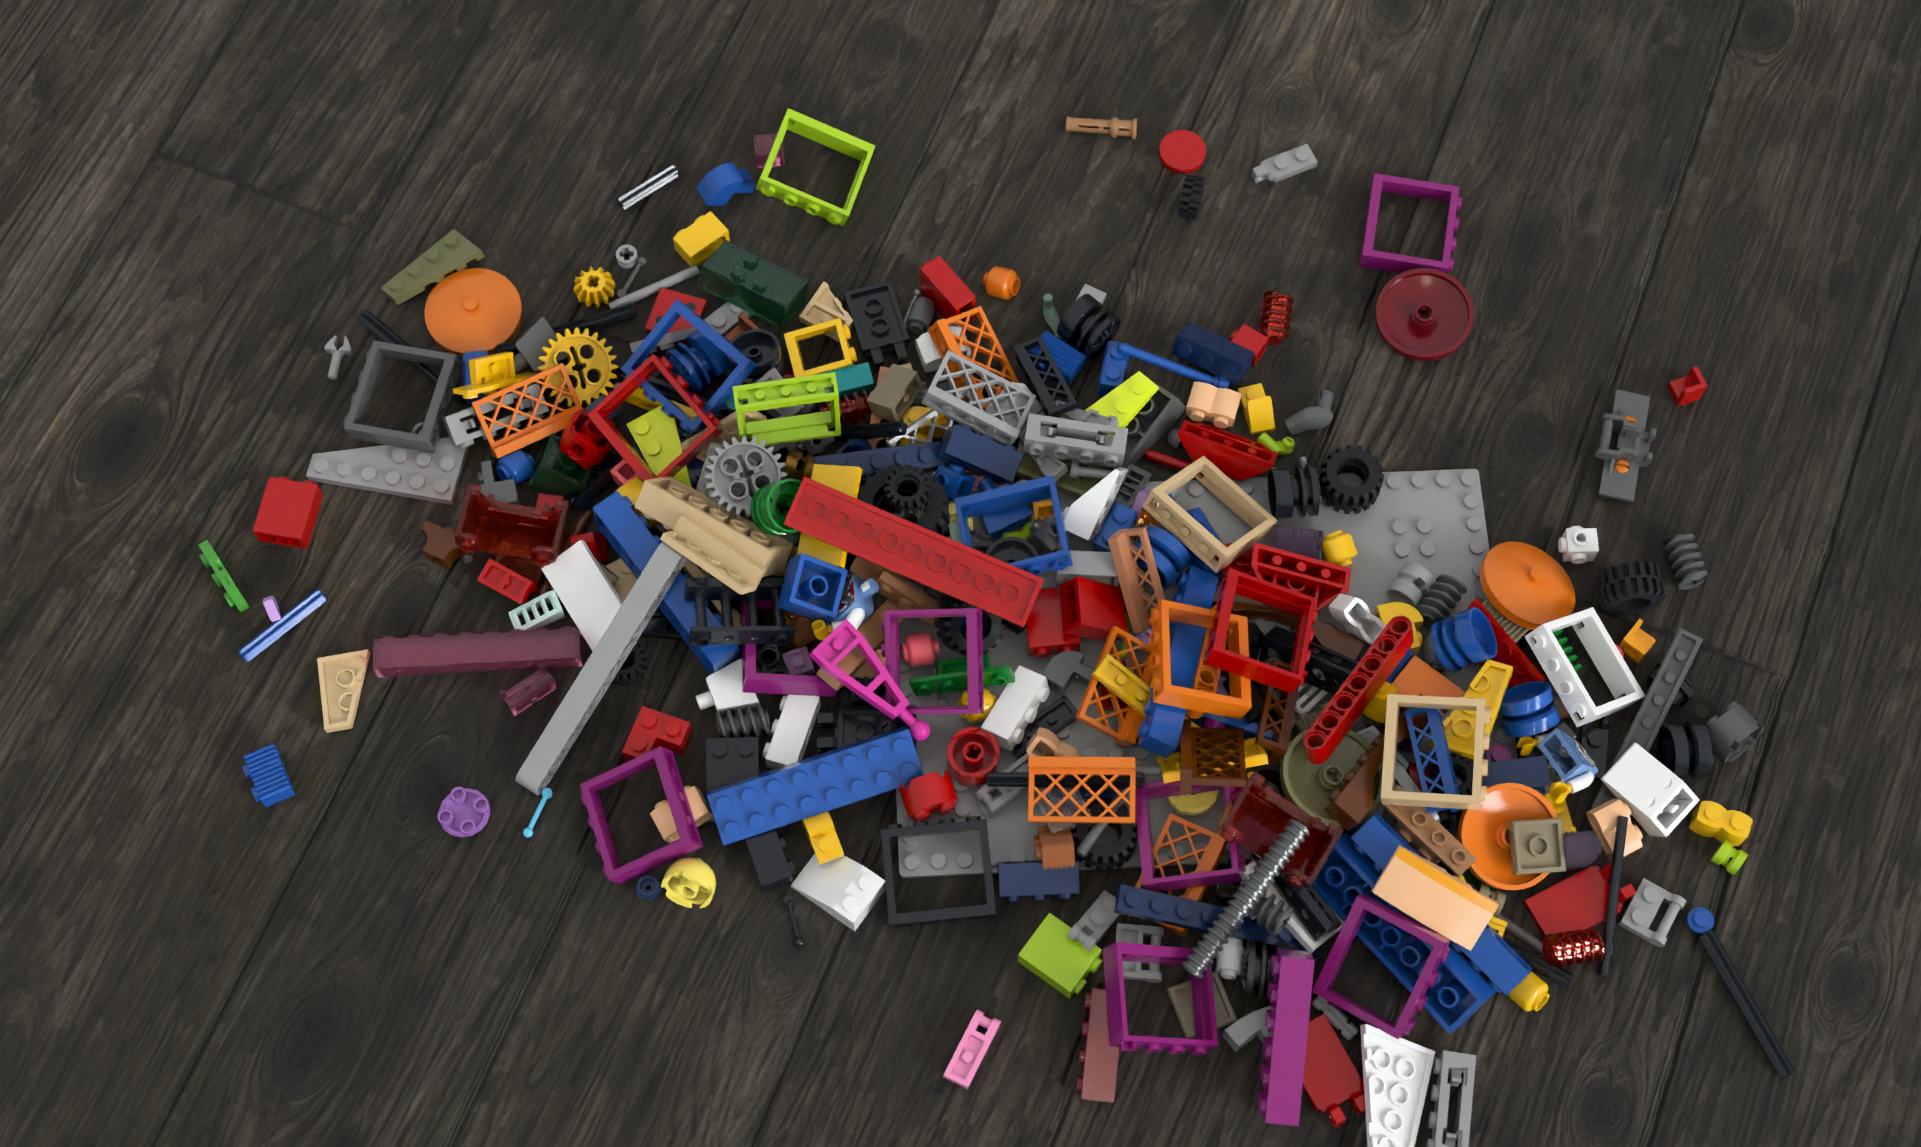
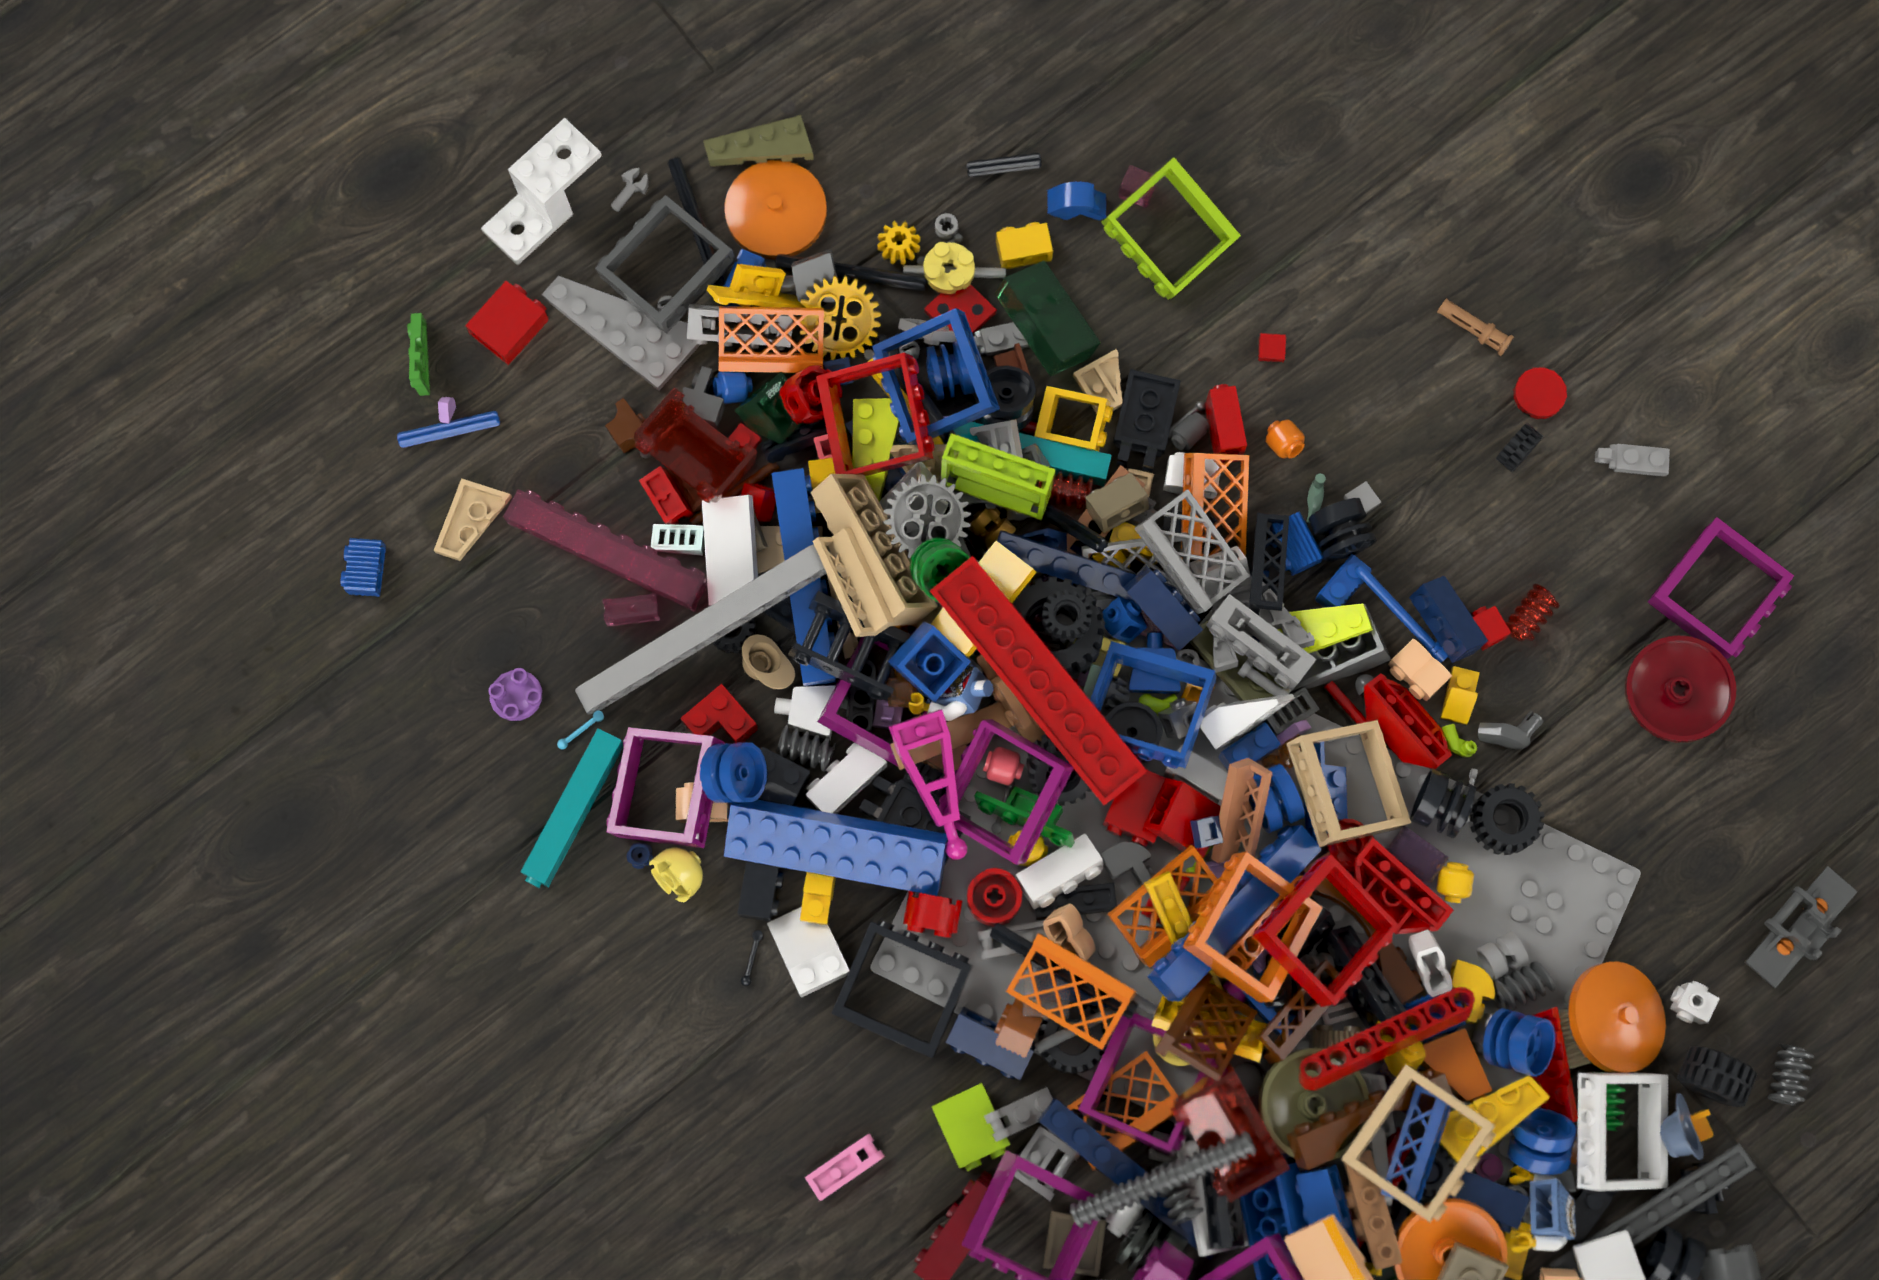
camera: 30 degrees right, 10 degrees up
(261, 389) = (540, 185): none -> white bracket
(567, 879) = (572, 809): none -> teal brick
(648, 273) = (954, 280): none -> light yellow plate
(670, 672) = (766, 662): none -> tan piece
(695, 767) = (733, 772): none -> blue wheel
(949, 220) = (1272, 347): none -> red tile
(1118, 608) = (1206, 831): none -> plate
(1629, 647) = (1679, 1134): none -> sand blue piece

